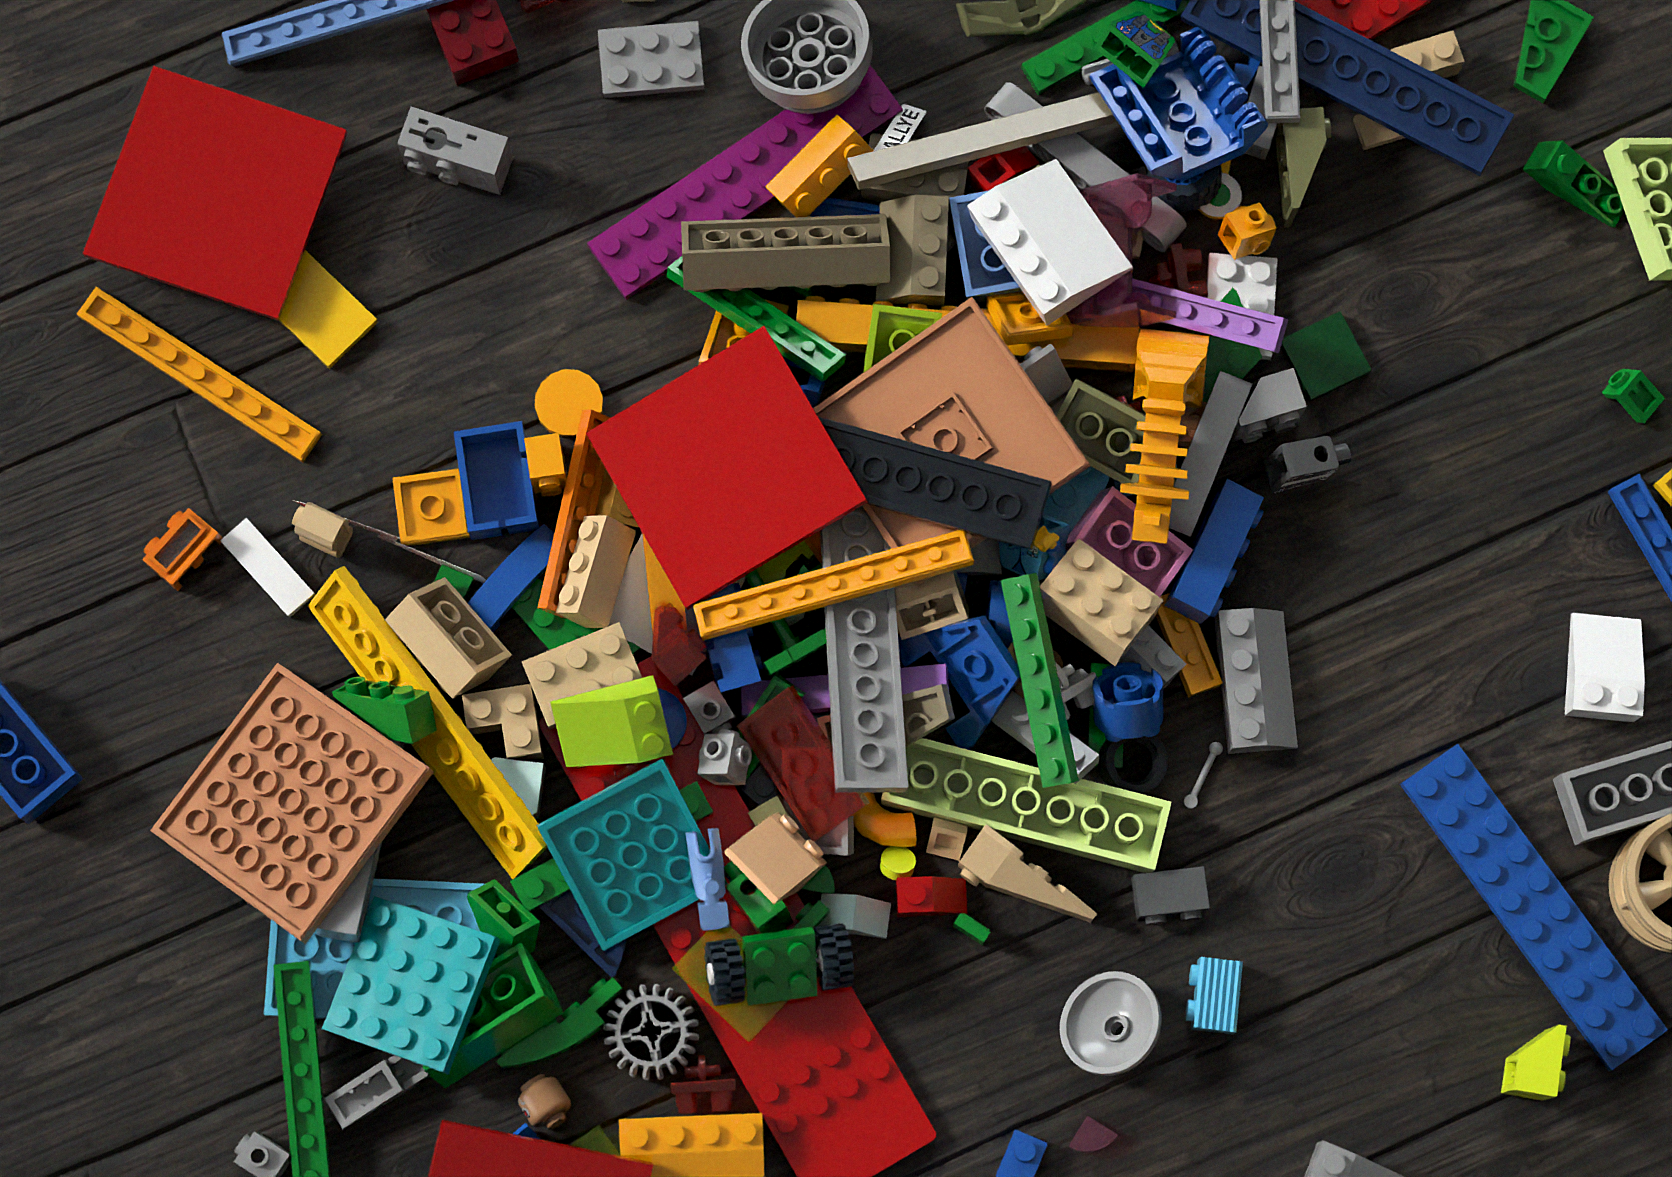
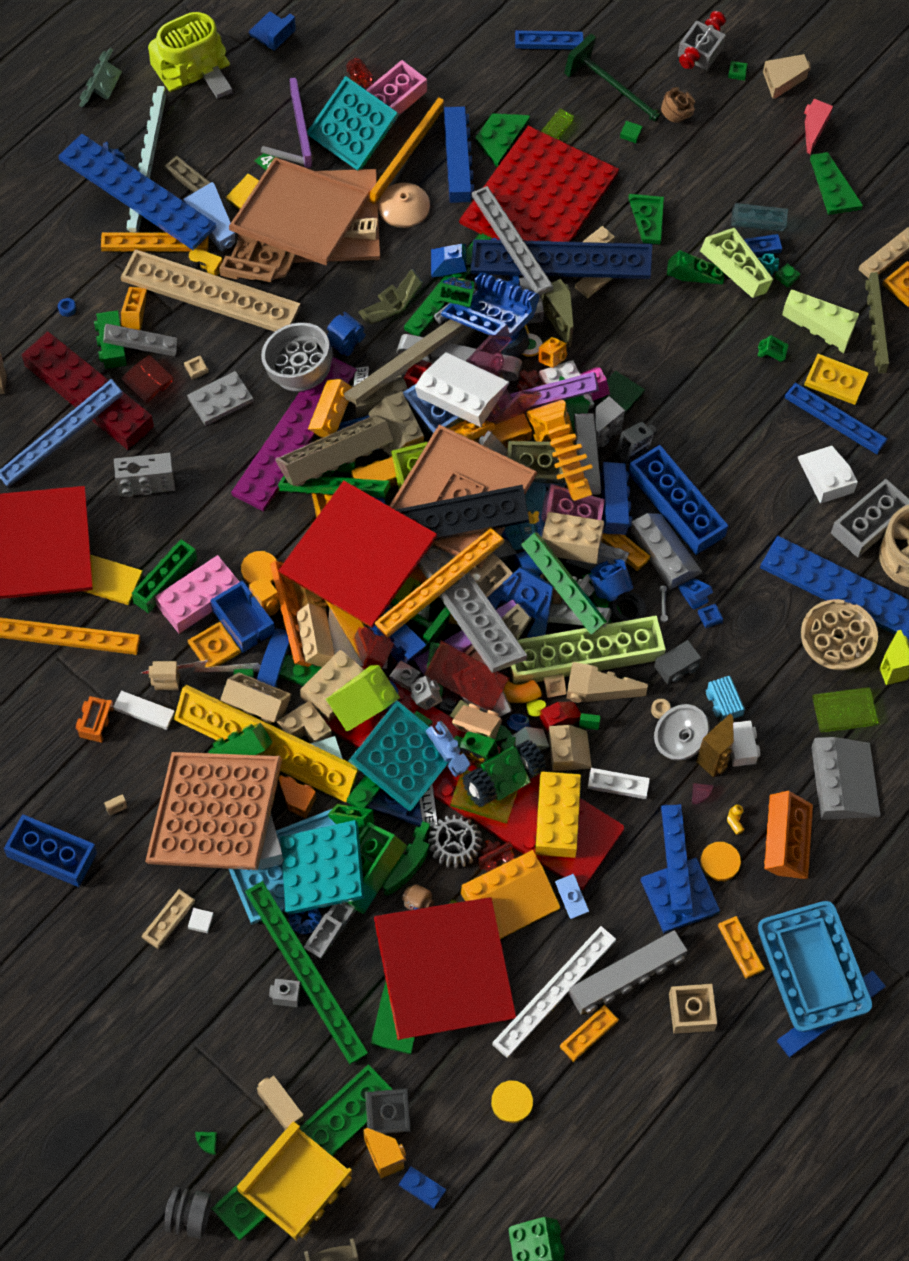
camera: 25 degrees left, 15 degrees down
(142, 944) = (168, 919): none -> tan tile
(146, 714) = (115, 805): none -> tan tile
(190, 971) = (200, 920): none -> white tile
(352, 1062) = (307, 926): none -> blue gear
(404, 349) = (164, 575): none -> green brick
(429, 405) = (191, 596): none -> bright pink brick
(434, 834) = (297, 797): none -> orange slope
(637, 956) = (428, 807): none -> white sticker
(833, 1072) = (558, 814): none -> yellow brick
(855, 876) = (518, 722): none -> blue hat
(909, 38) = (345, 333): none -> blue brick
(916, 960) = (568, 748): none -> tan slope
(964, 1058) = (618, 783): none -> white plate
(1102, 958) = (660, 707): none -> tan tile
(1152, 1085) = (717, 747): none -> pearl gold slope
(1203, 1086) = (744, 746): none -> white brick
(1264, 780) = (695, 592): none -> blue slope
(1270, 833) = (710, 616): none -> blue tile
(1294, 306) = (602, 384): none -> dark pink slope
(1320, 603) = (678, 499): none -> blue brick
(1407, 1105) = (845, 709): none -> clear neon green tile
(1498, 967) = (842, 619): none -> tan brick

